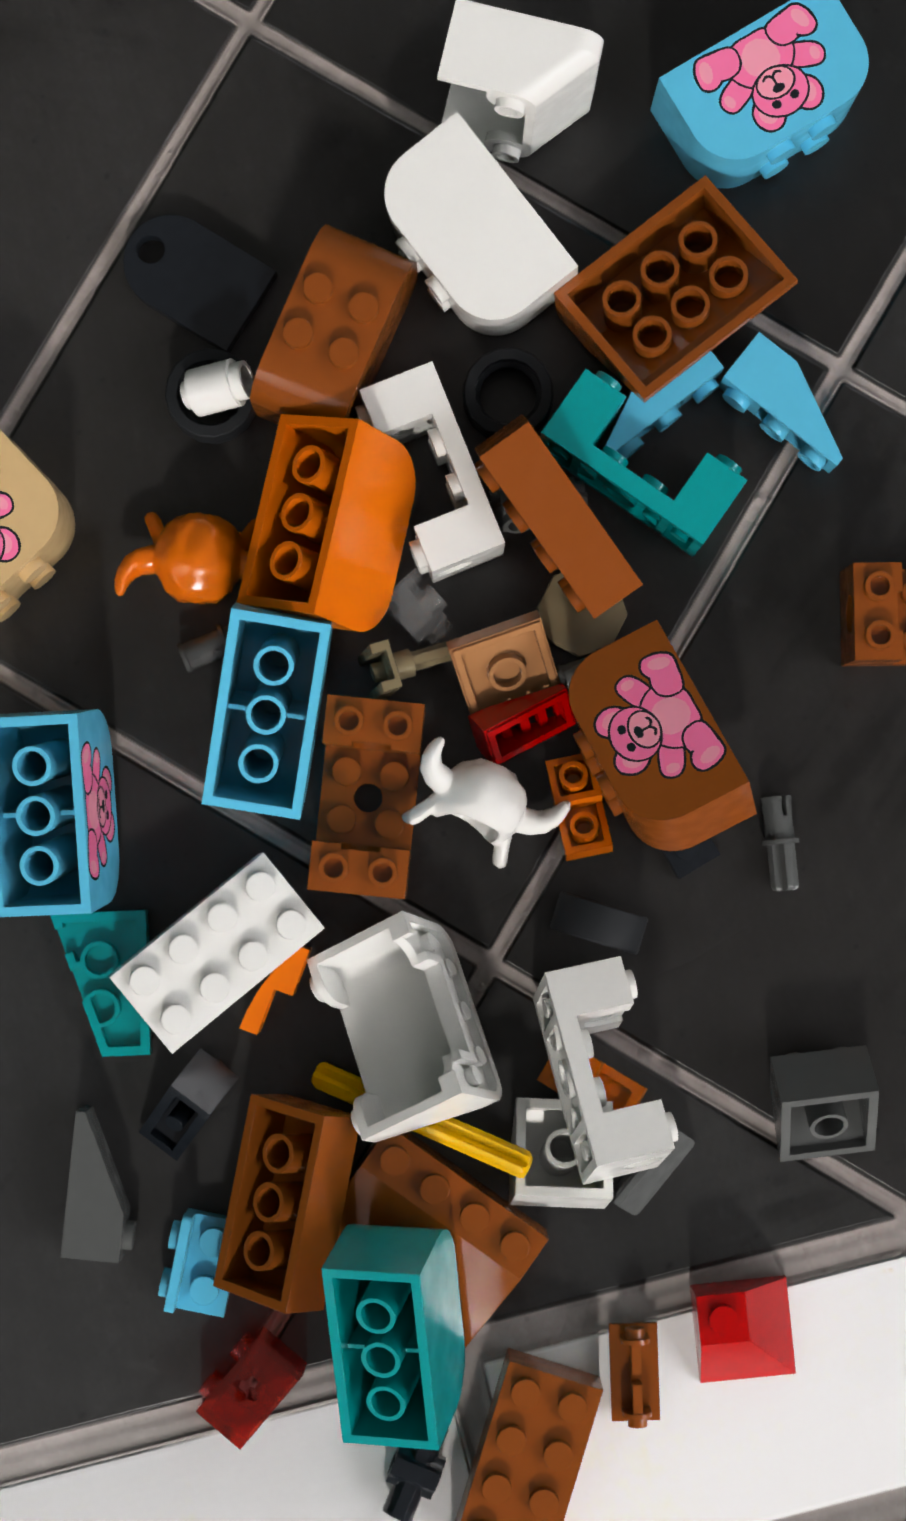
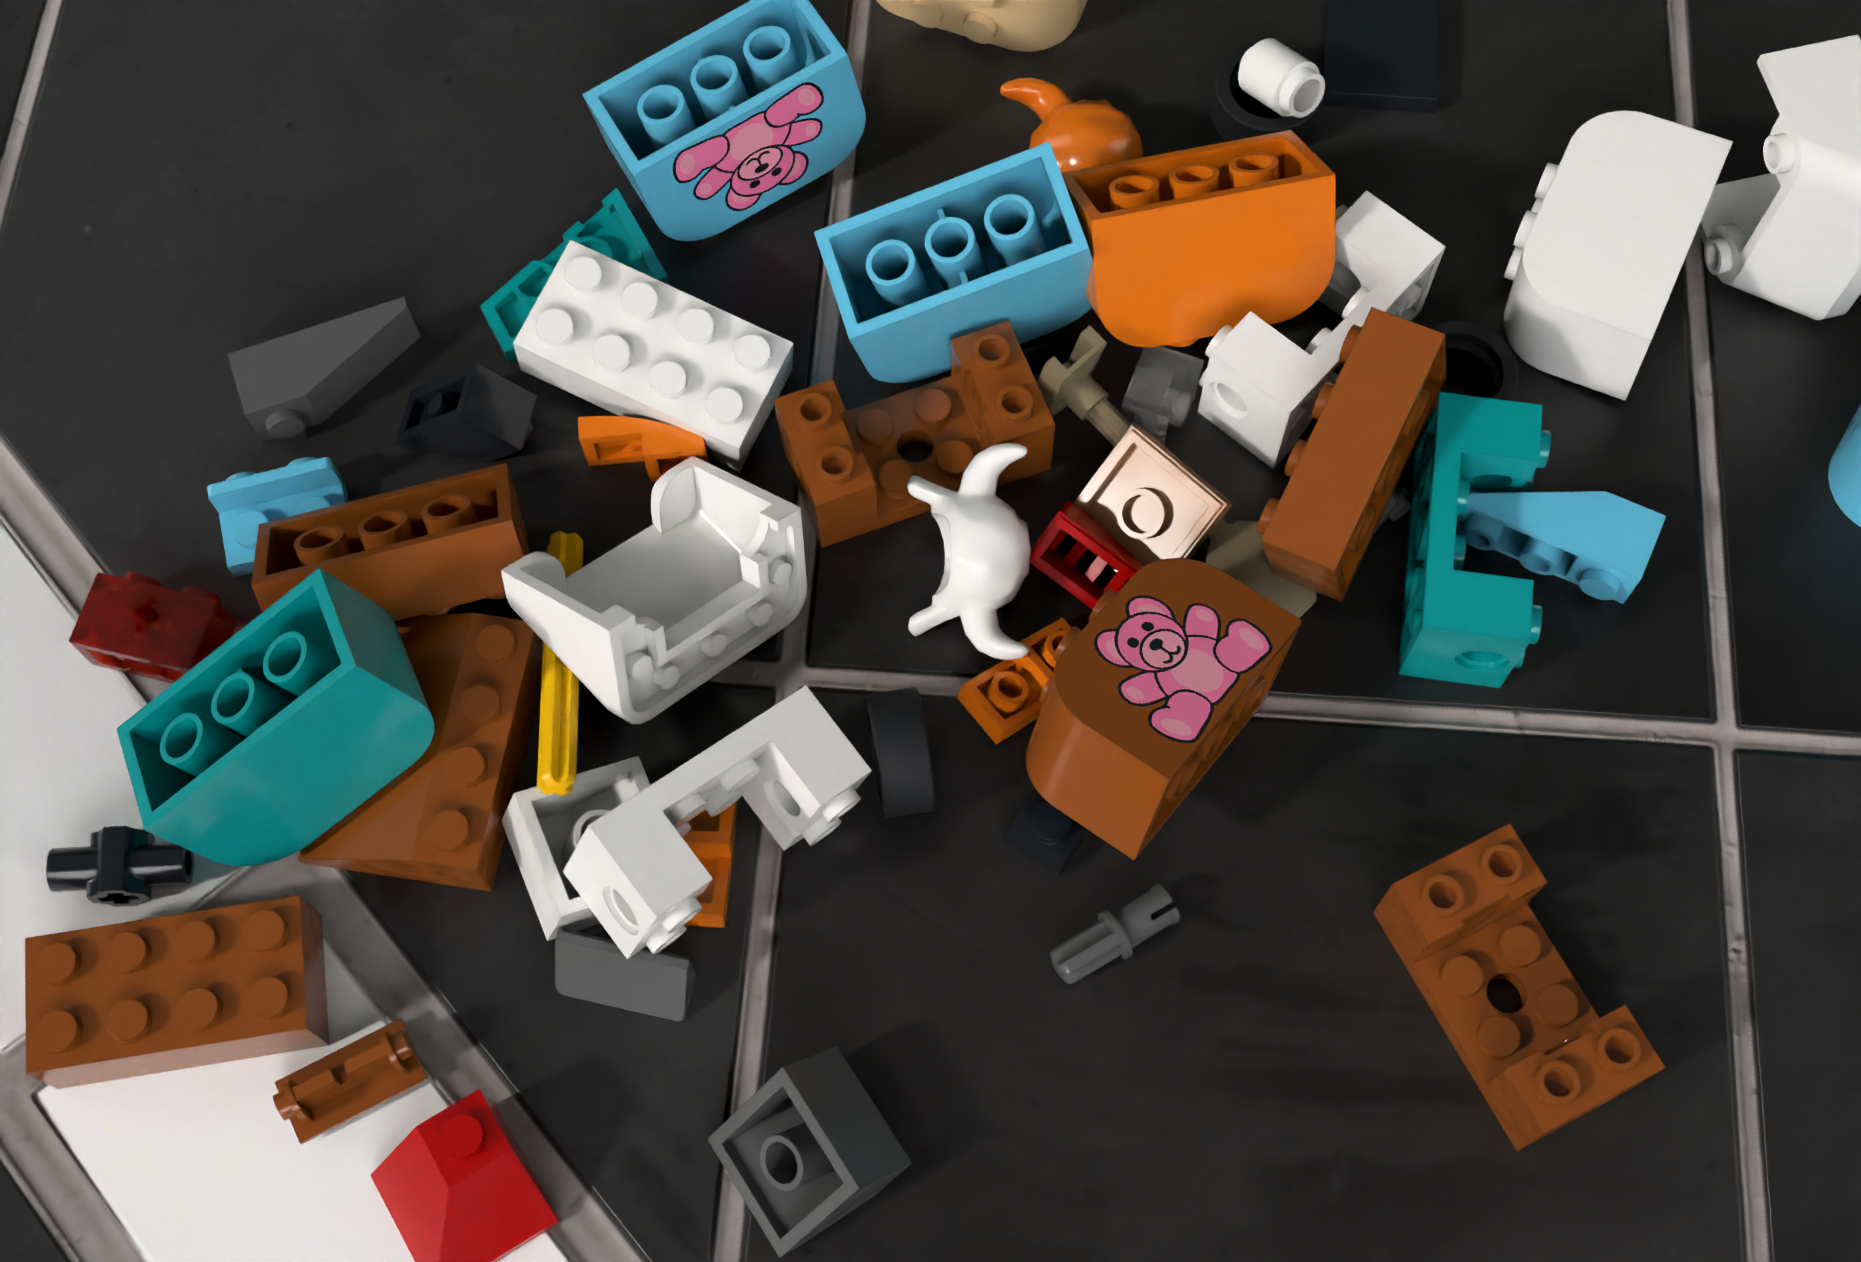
camera: 65 degrees right, 20 degrees down
(333, 328) = (1430, 144): dark orange brick -> none
(672, 290) = (1696, 471): dark orange slope -> none
(777, 393) = (1652, 651): medium azure slope -> none

